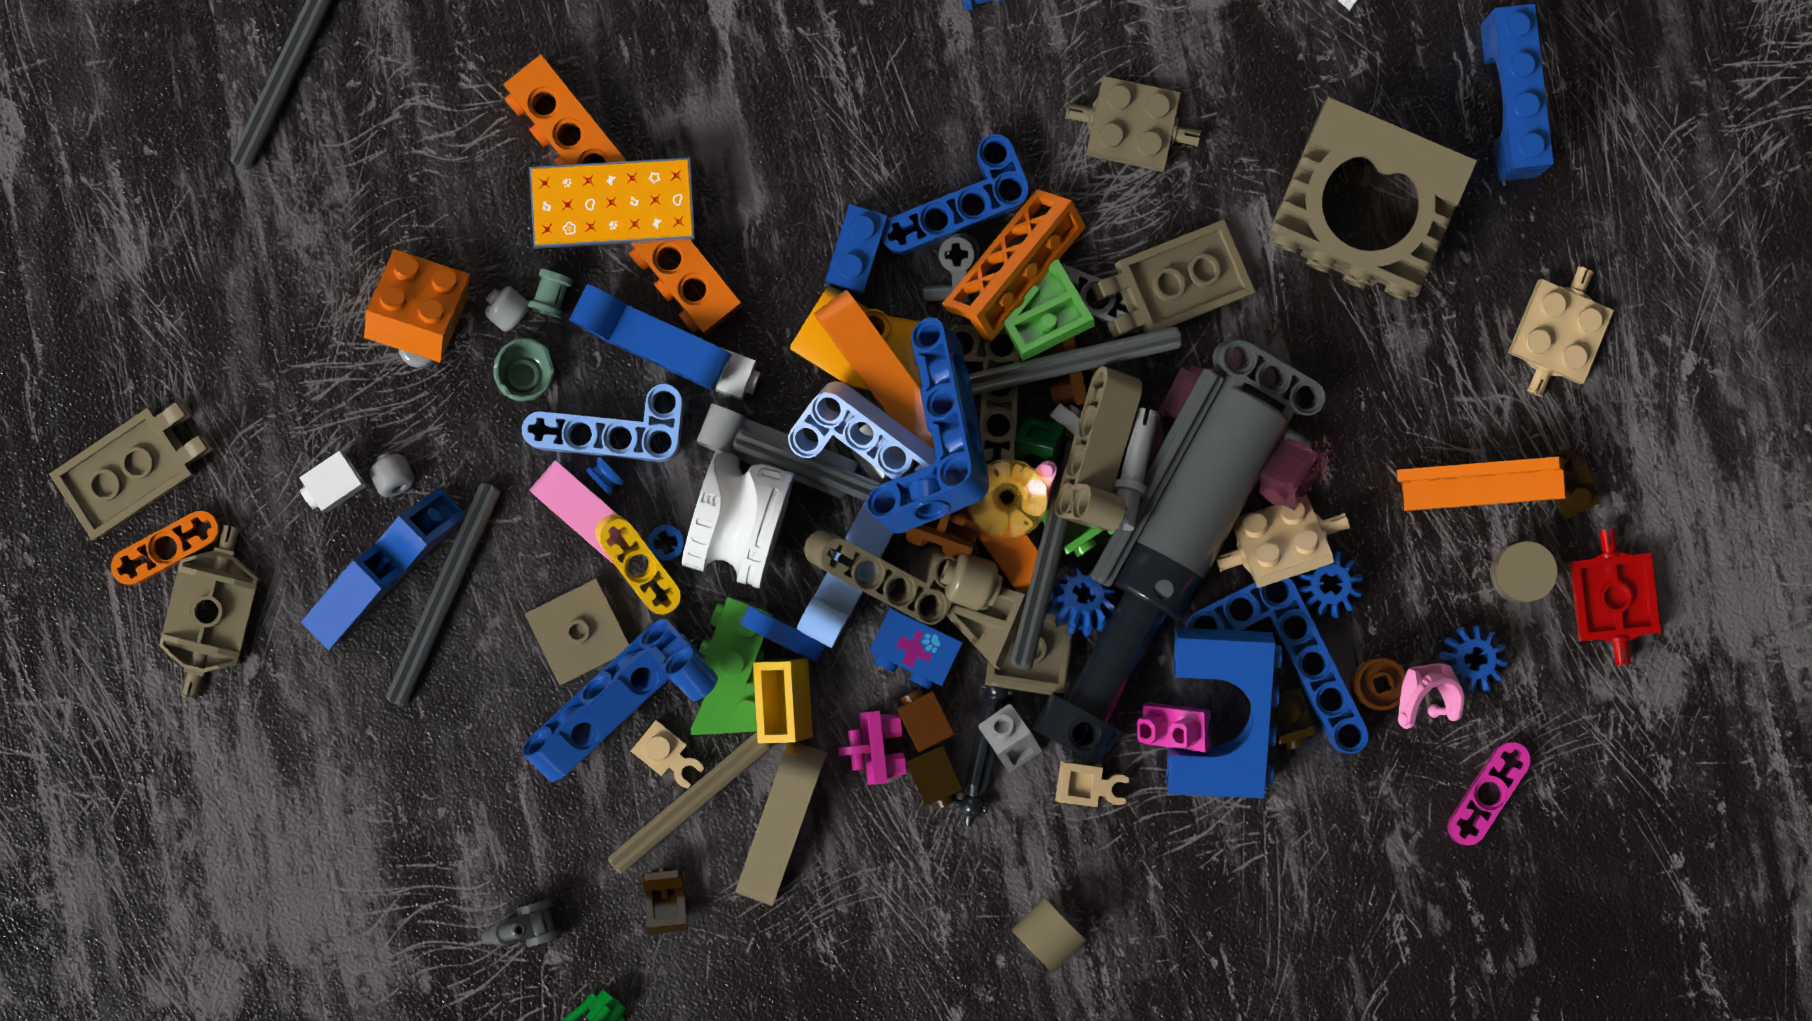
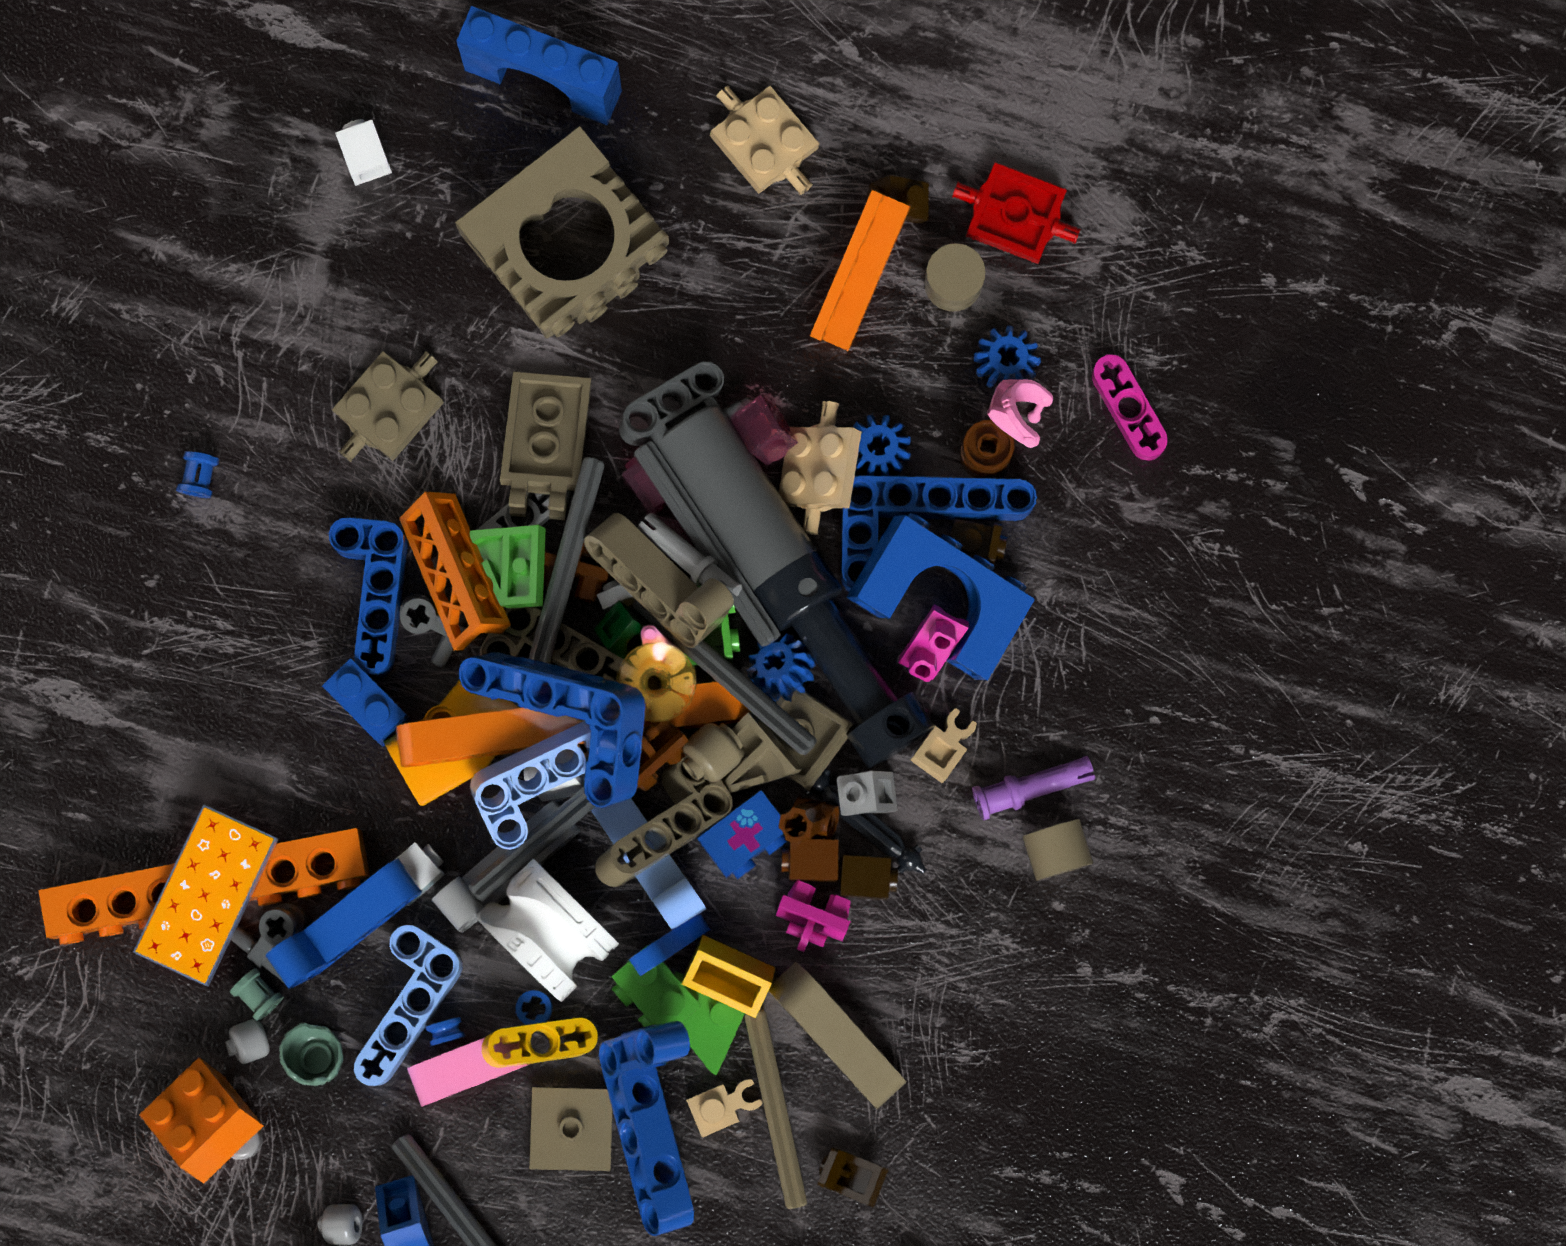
camera: 65 degrees left, 5 degrees down
(611, 278) = (271, 933): none -> dark grey piece
(957, 698) = (809, 820): none -> reddish brown piece
(1081, 869) = (1015, 791): none -> medium lavender pin

